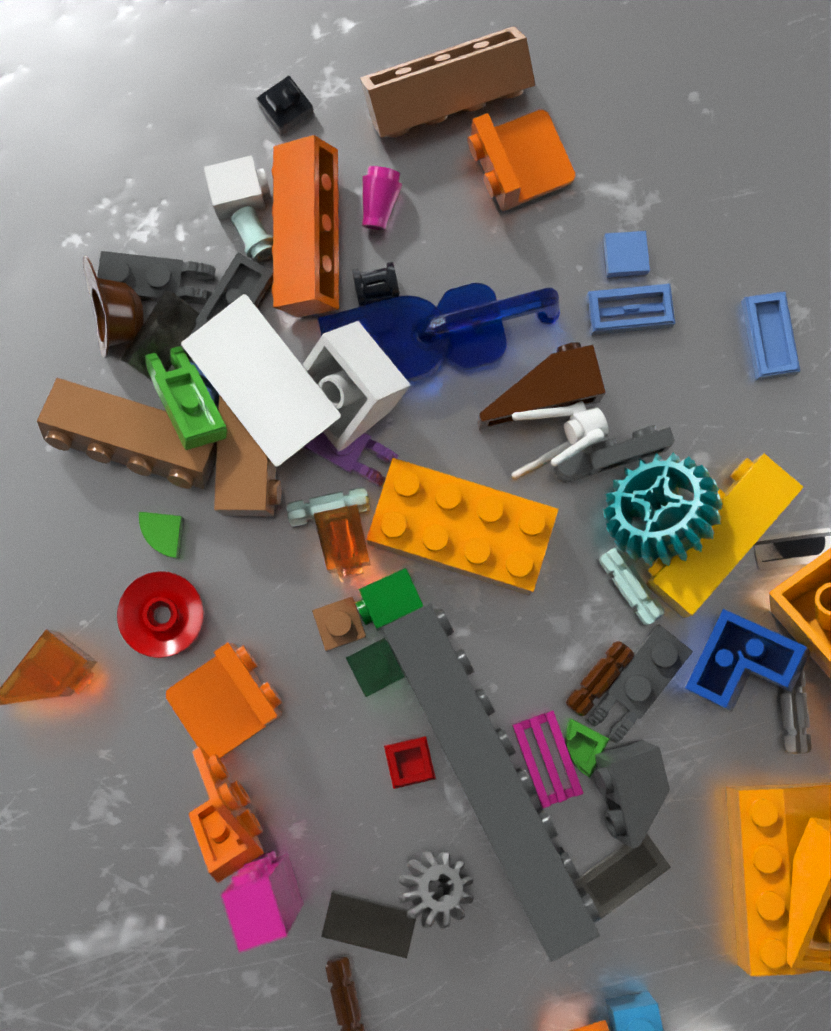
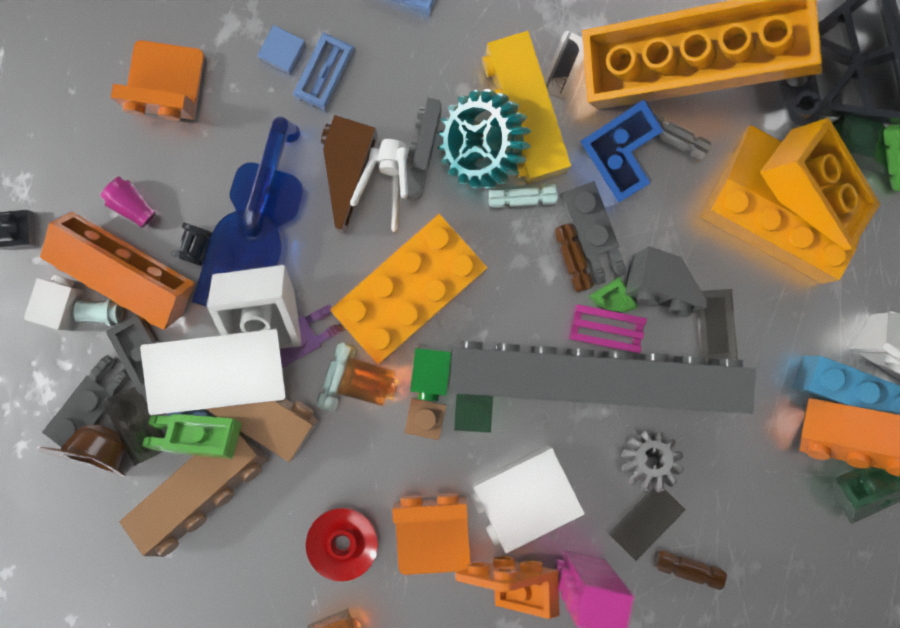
camera: 60 degrees left, 5 degrees up
(162, 532) = (282, 508): bright green tile -> none
(317, 778) = (526, 499): none -> white brick
(409, 762) = (552, 426): red tile -> none
(448, 82) = (71, 98): medium nougat brick -> none

